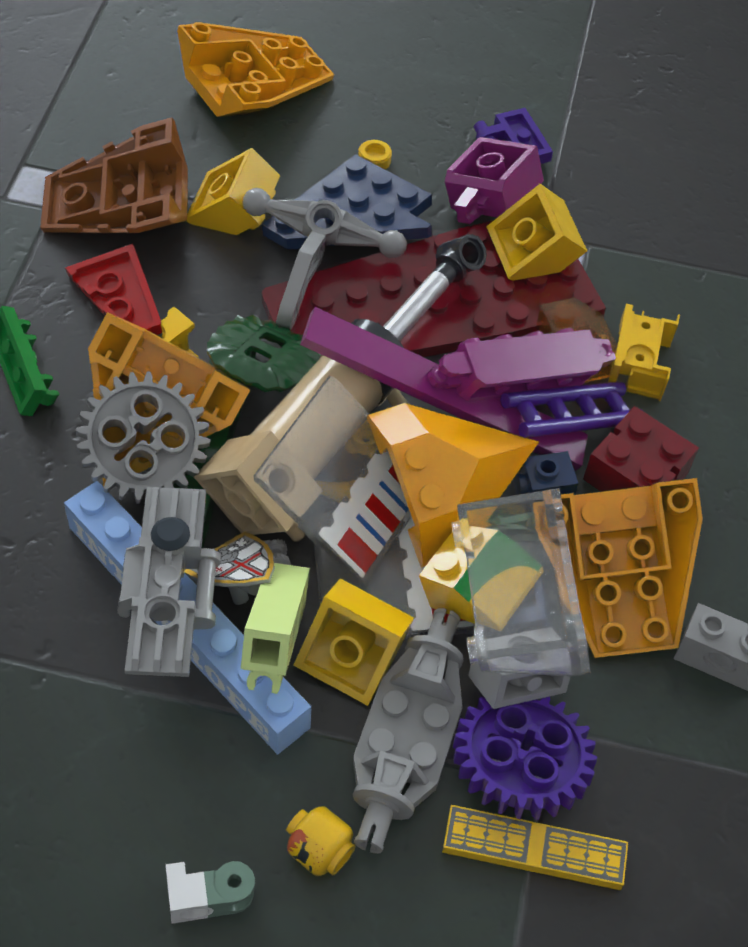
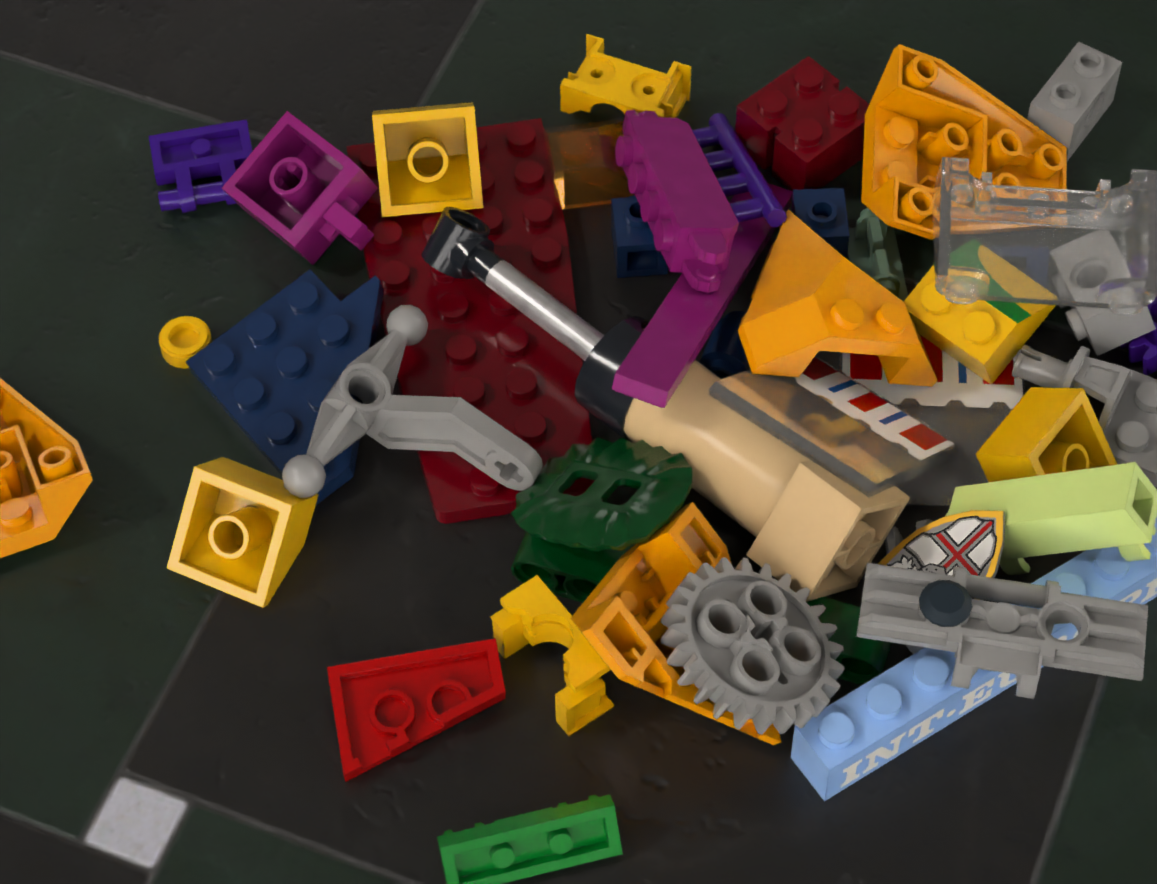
camera: 75 degrees left, 0 degrees up
(122, 189) = (201, 683): dark orange wedge -> none

